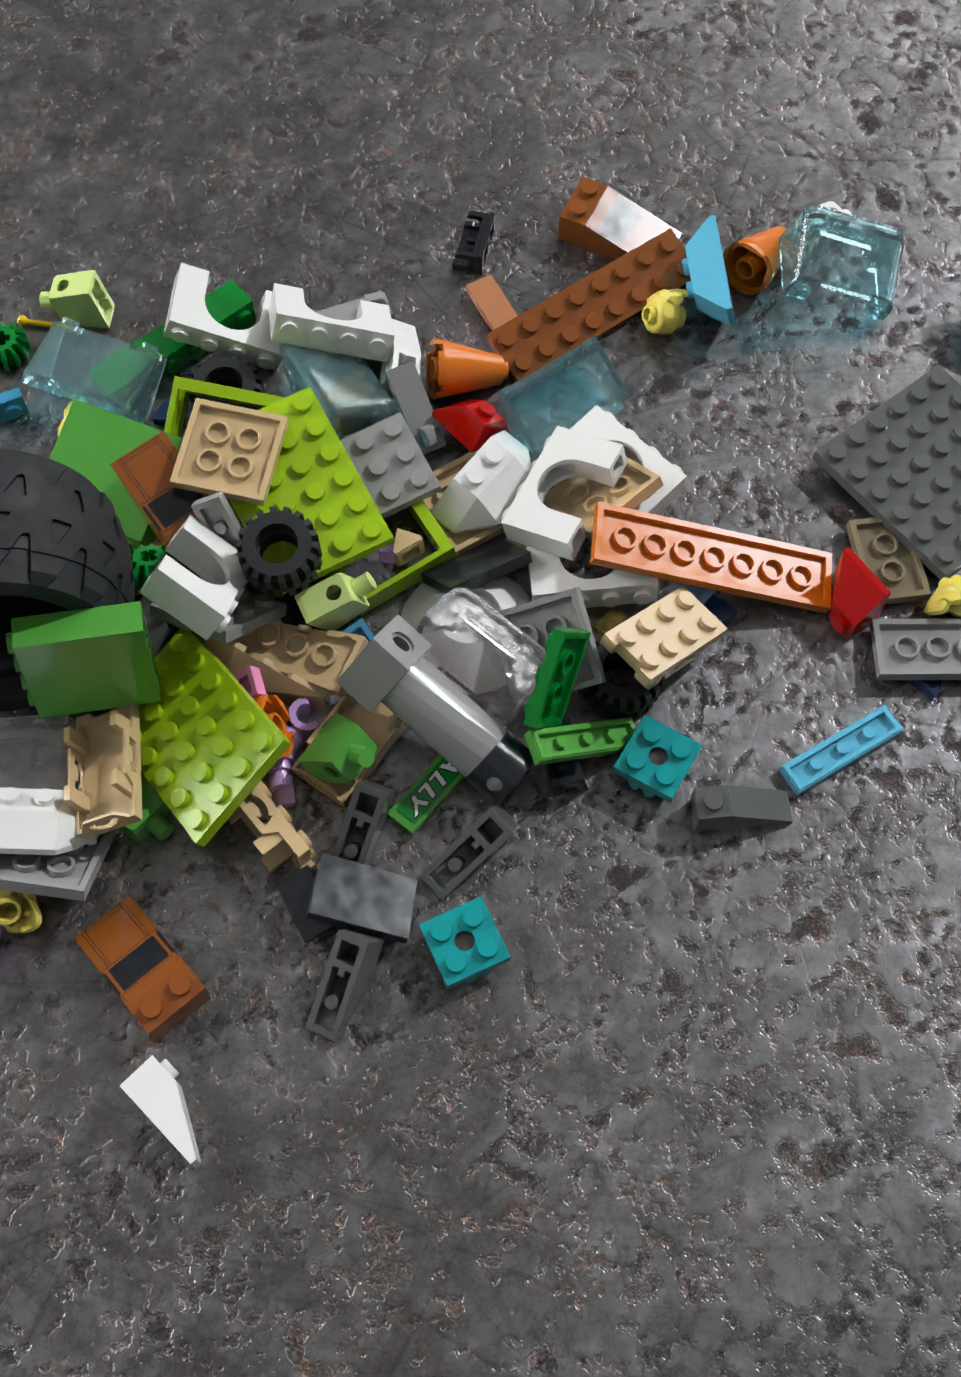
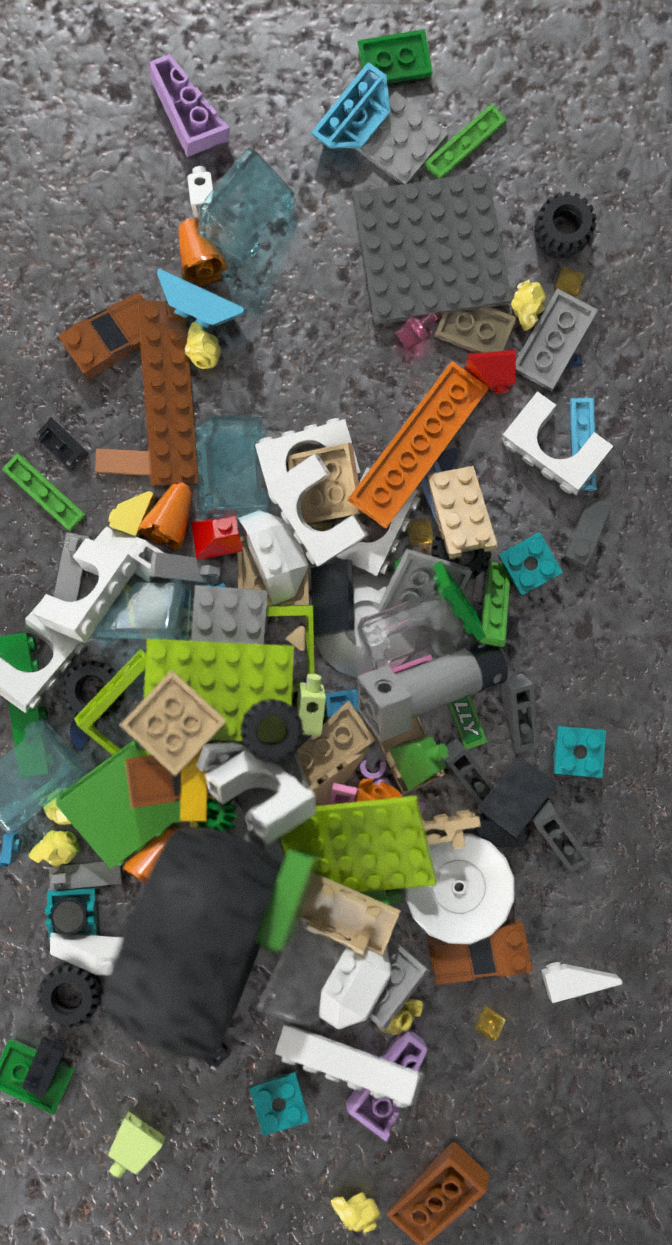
camera: 60 degrees left, 20 degrees up
(29, 439) = (56, 848): none -> light yellow head
(54, 1027) = (489, 1023): none -> clear yellow plate
(160, 520) = (193, 791): none -> yellow tile
(178, 876) = (478, 907): none -> white dish
(413, 256) = (44, 492): none -> bright green tile
(442, 328) = (131, 513): none -> light yellow slope
(799, 745) = (570, 472): none -> white arch
(835, 498) = (414, 330): none -> clear pink piece
(896, 179) = (189, 113): none -> lavender wedge

